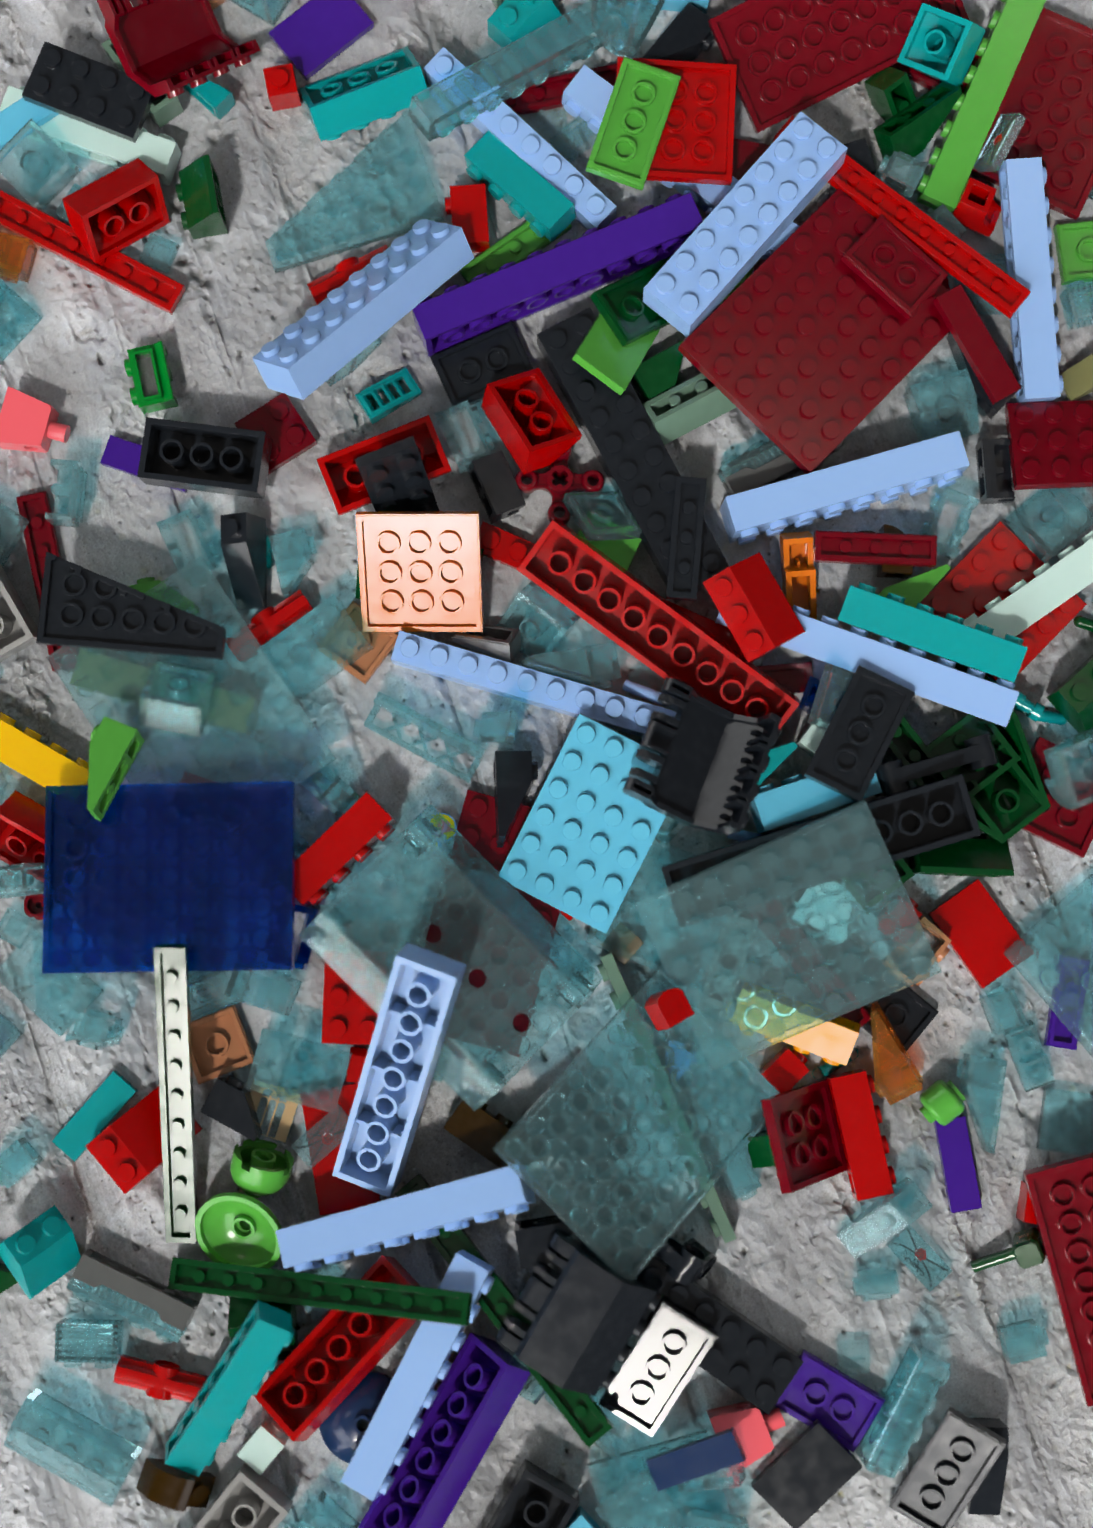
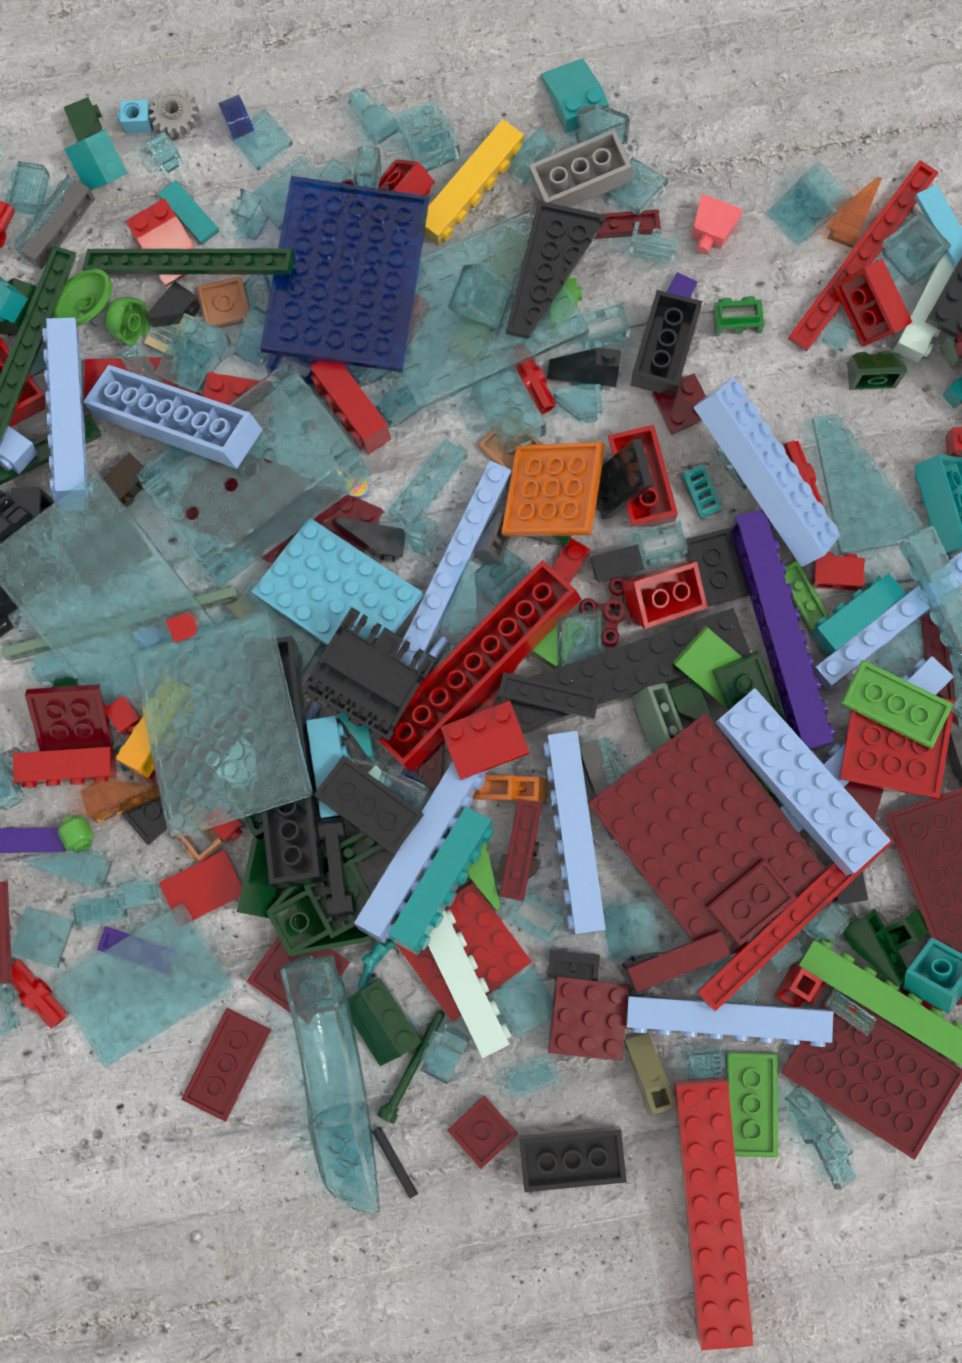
camera: 110 degrees right, 5 degrees down
(110, 758) = (439, 239): bright green slope -> none

